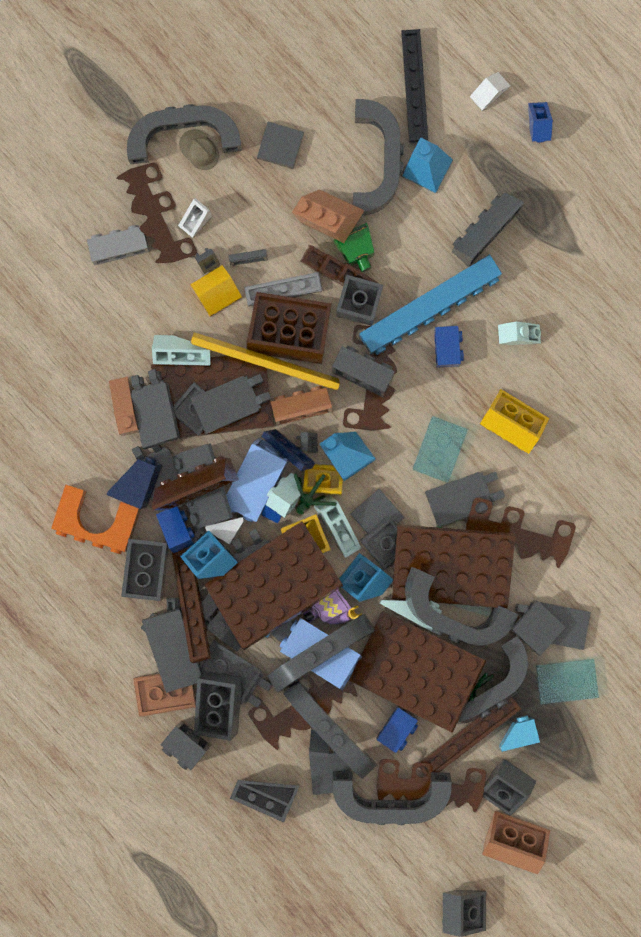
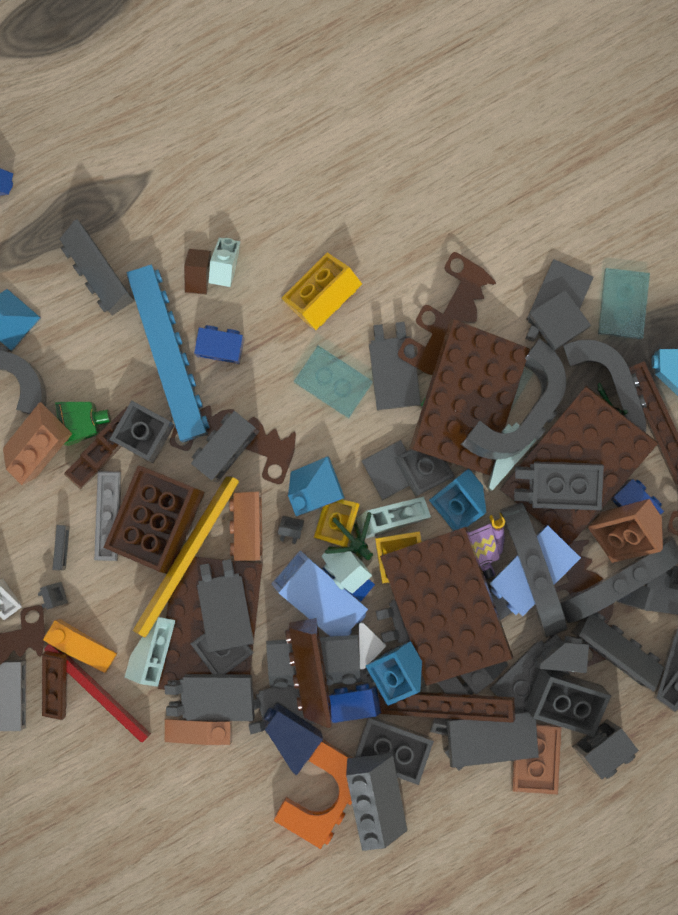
camera: 80 degrees left, 0 degrees up
(101, 564) = (376, 800): none -> dark grey slope
(134, 279) = (54, 685): none -> reddish brown tile
(137, 316) = (103, 697): none -> red tile
(171, 292) = (79, 645): none -> light orange slope
(216, 290) = (90, 593): yellow slope -> none
(255, 694) = (565, 656): none -> dark grey slope
(270, 741) = (619, 651): none -> dark grey slope
(288, 449) = (294, 553): dark blue tile -> none
(372, 725) = (629, 531): none -> nougat slope
(397, 660) = (562, 485): none -> dark grey tile
(506, 313) = (197, 271): none -> reddish brown slope

